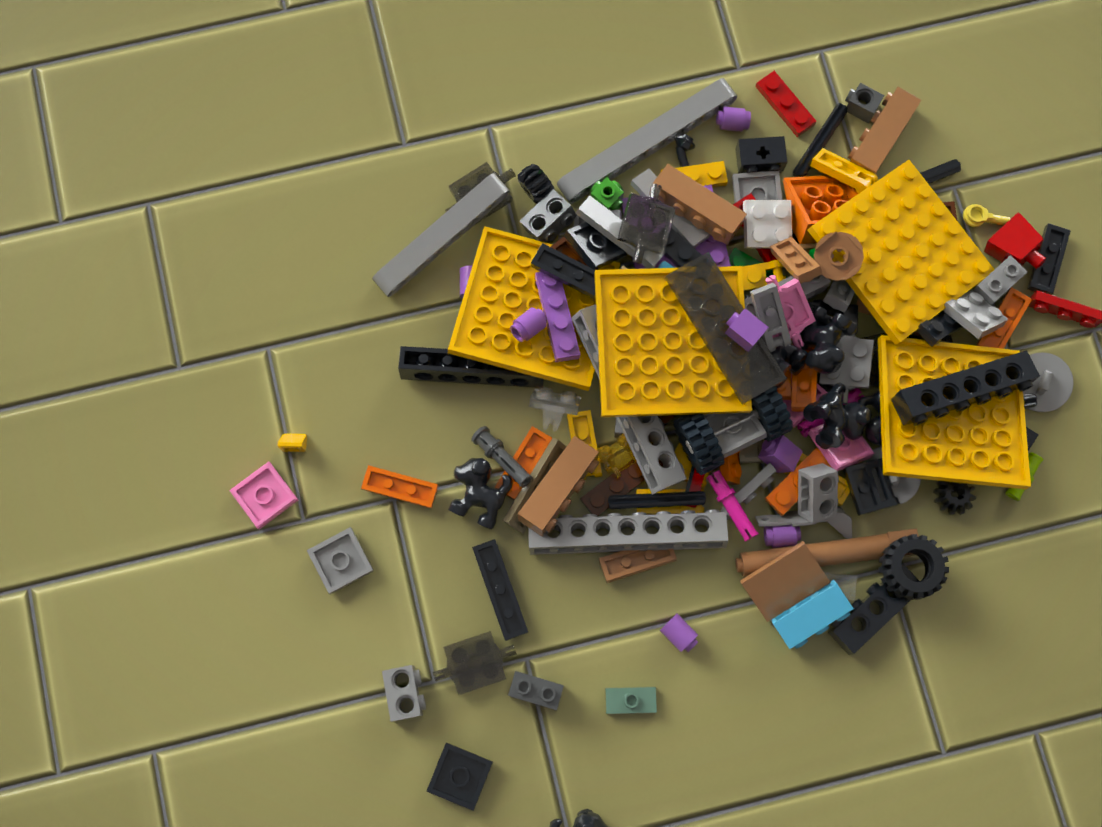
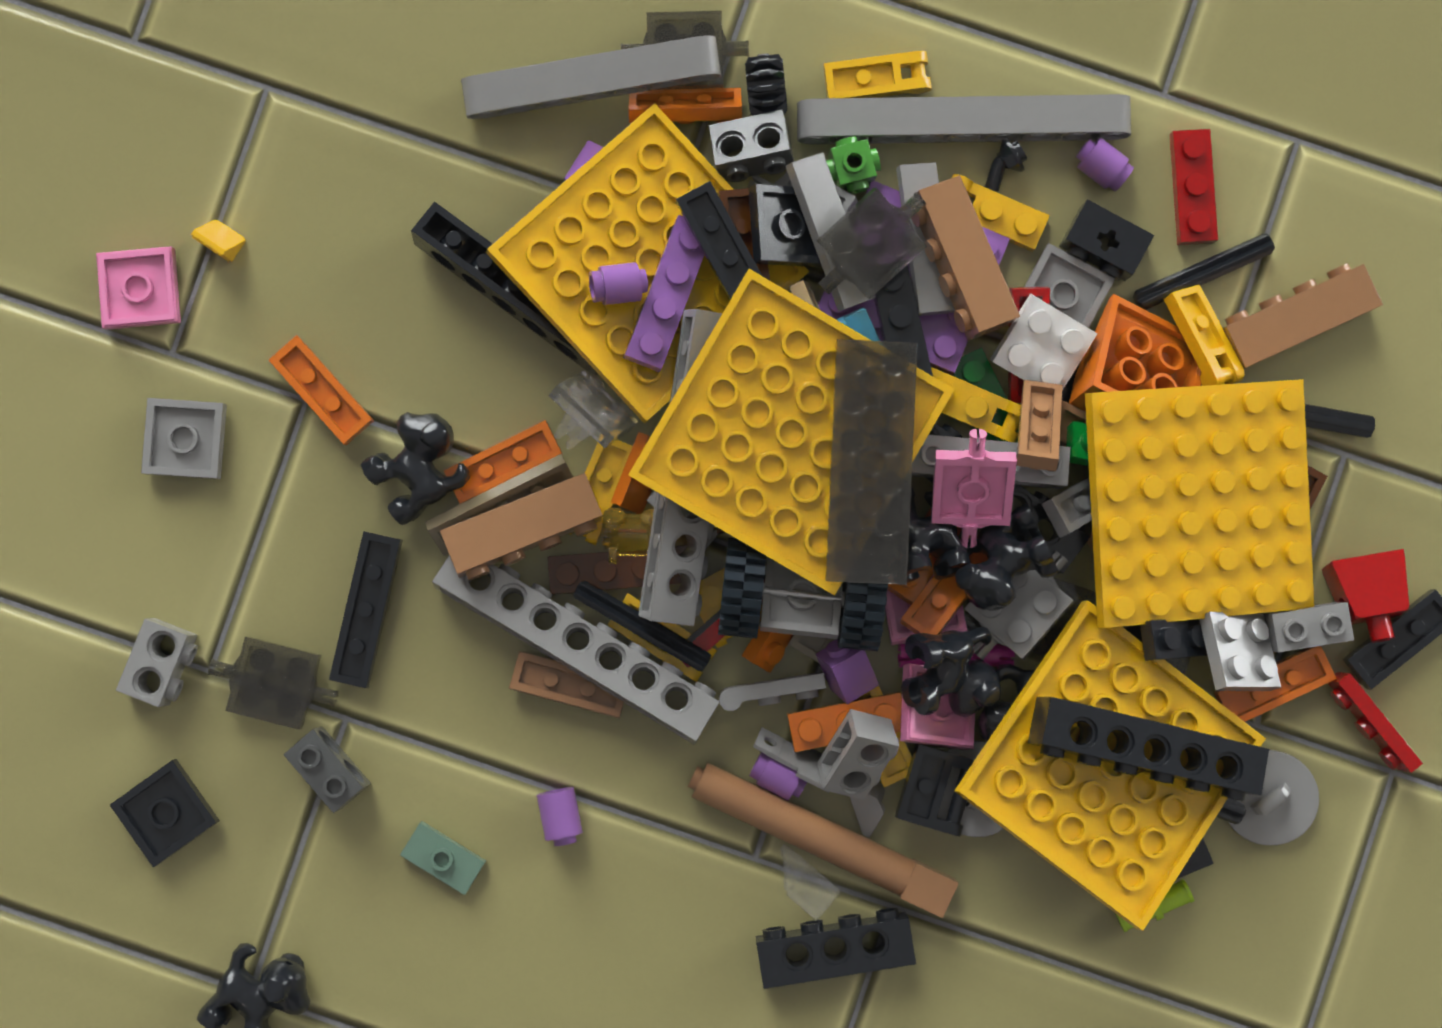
camera: 30 degrees right, 10 degrees up
(495, 450) = (475, 421): dark grey pin -> none
(501, 218) = (689, 104): none -> orange plate
(588, 146) = (877, 76): none -> yellow plate
(601, 426) = (629, 492): none -> orange plate
(732, 505) = (733, 698): dark pink pin -> none
(745, 329) = (892, 484): medium lavender brick -> none
(770, 312) = (944, 485): light grey plate -> none
(785, 581) = (739, 839): medium nougat tile -> none
(812, 615) = (744, 904): medium azure brick -> none
(839, 241) = (1113, 442): medium nougat plate -> none
(863, 111) = (1317, 255): dark grey brick -> none
(930, 556) = (936, 957): black tyre -> none
(954, 504) = (1032, 880): black gear -> none
(976, 215) = (1345, 514): light yellow plate -> none

